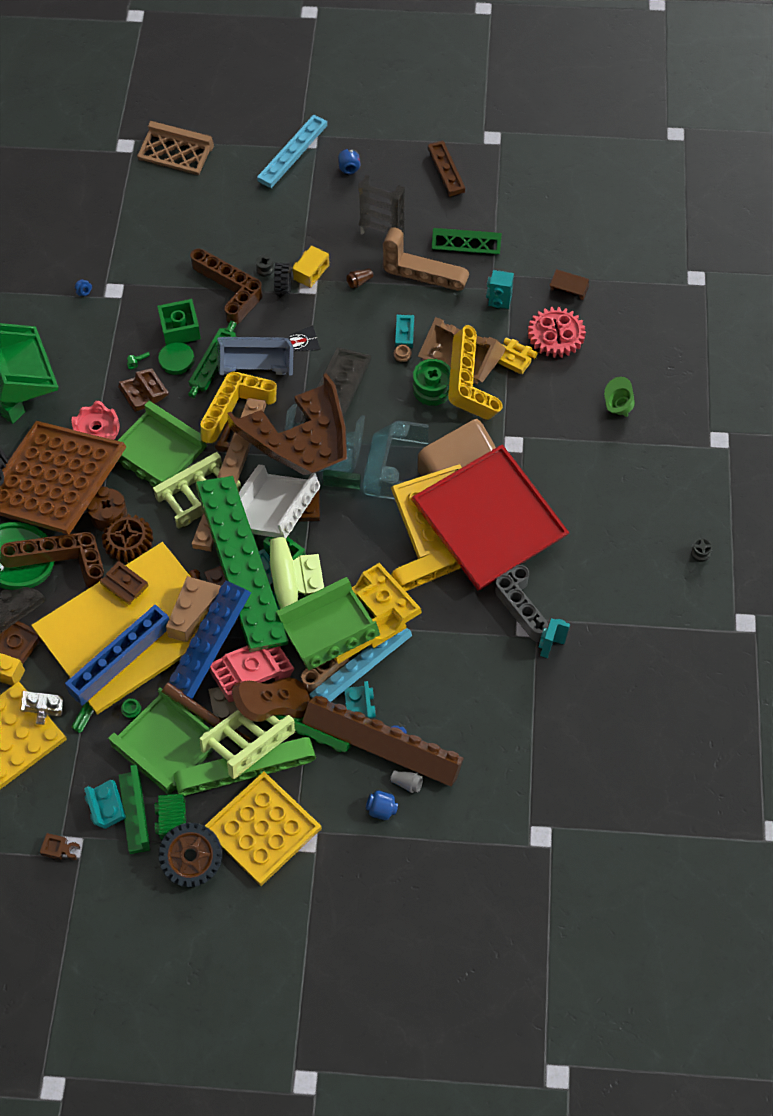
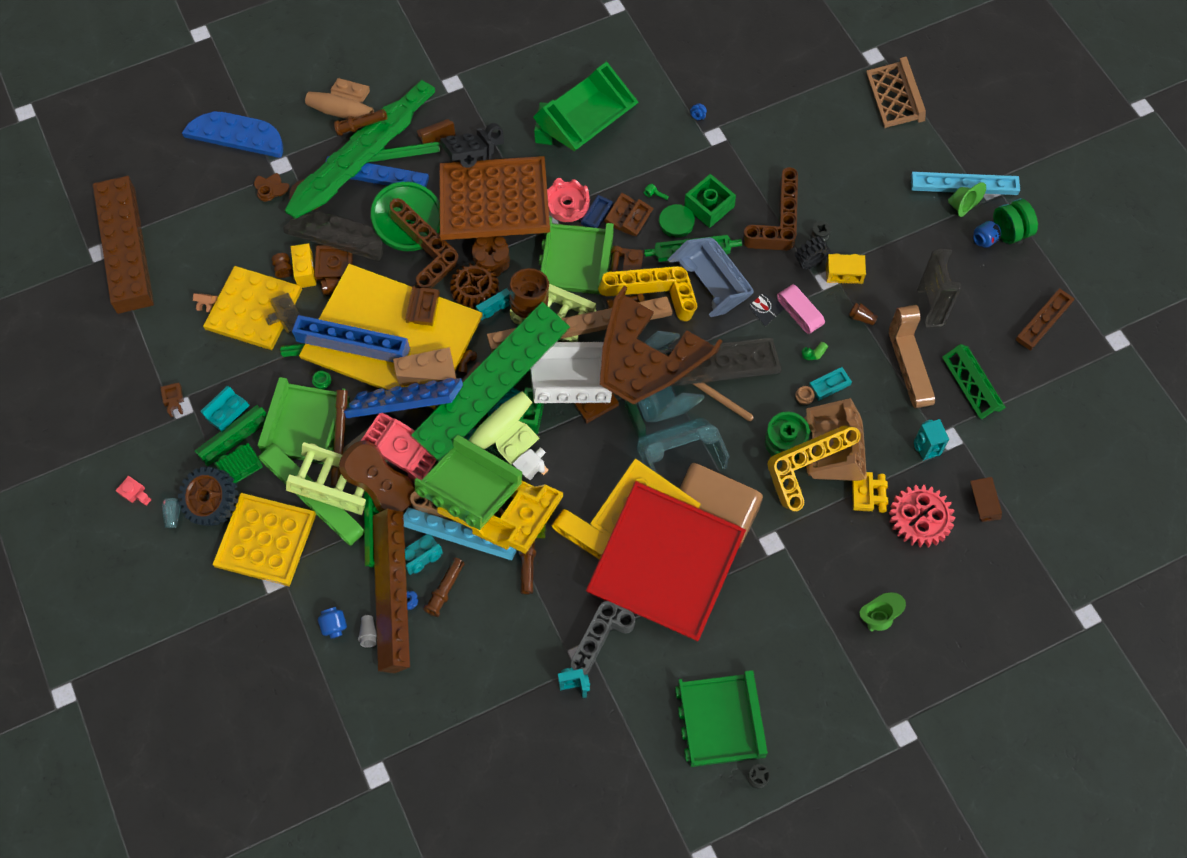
camera: 60 degrees right, 5 degrees up
(38, 655) = (328, 285): none -> reddish brown cone
(123, 410) = (597, 212): none -> dark blue tile
(131, 928) = (133, 490): none -> coral plate
(157, 525) = (495, 303): none -> teal plate
(176, 491) = (528, 291): none -> reddish brown wheel
(181, 900) = (171, 512): none -> clear light blue cone
(192, 410) = (632, 258): none -> reddish brown plate
(306, 157) = (967, 198): none -> bright green piece
(324, 315) = (800, 309): none -> bright pink beam
(332, 572) = (531, 462): none -> white piece
(354, 133) = (1016, 221): none -> green wheel
(370, 327) = (815, 354): none -> arm
(372, 409) = (725, 401): none -> medium nougat piece
(409, 706) = (440, 594): none -> reddish brown pin
(428, 629) = (527, 570): none -> reddish brown pin
(641, 551) = (721, 720): none -> green panel

